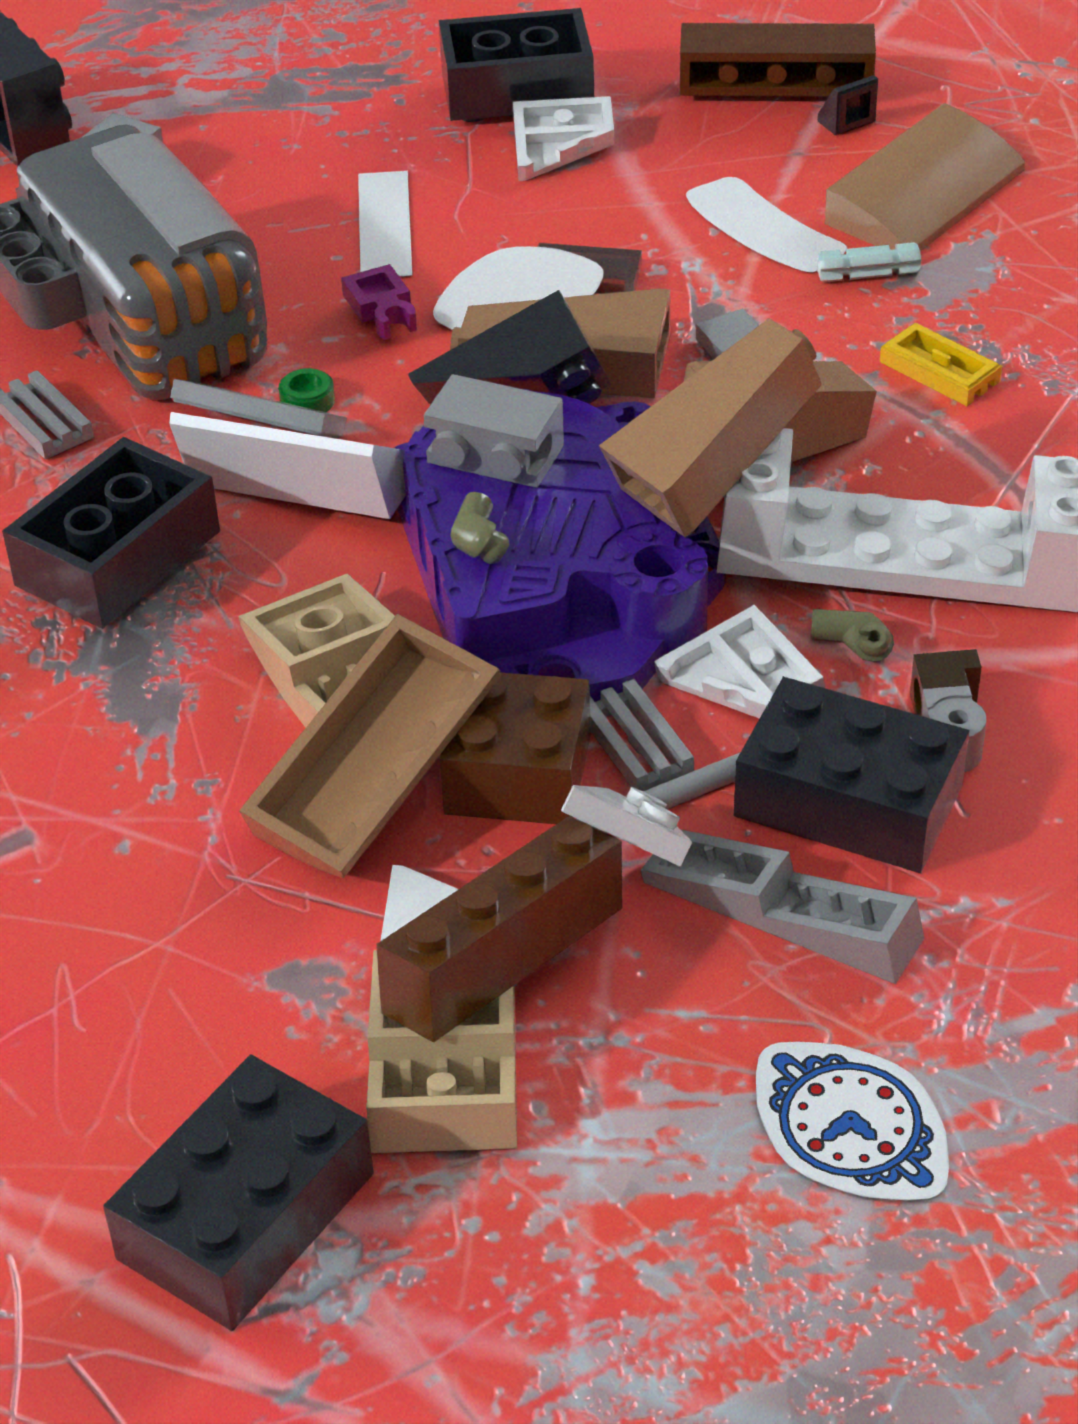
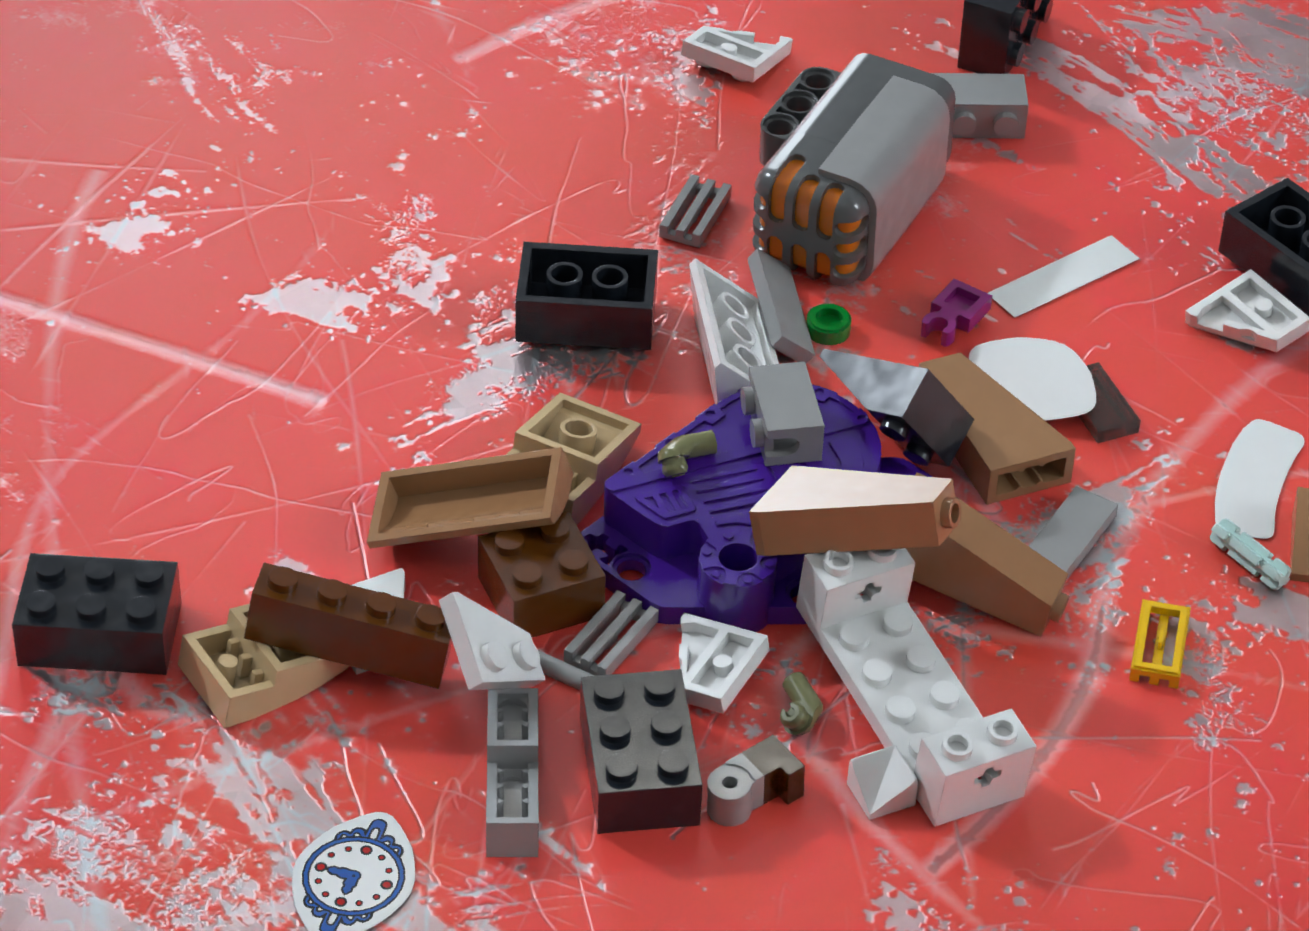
camera: 55 degrees right, 0 degrees up
(1011, 615) = (882, 782): none -> white slope

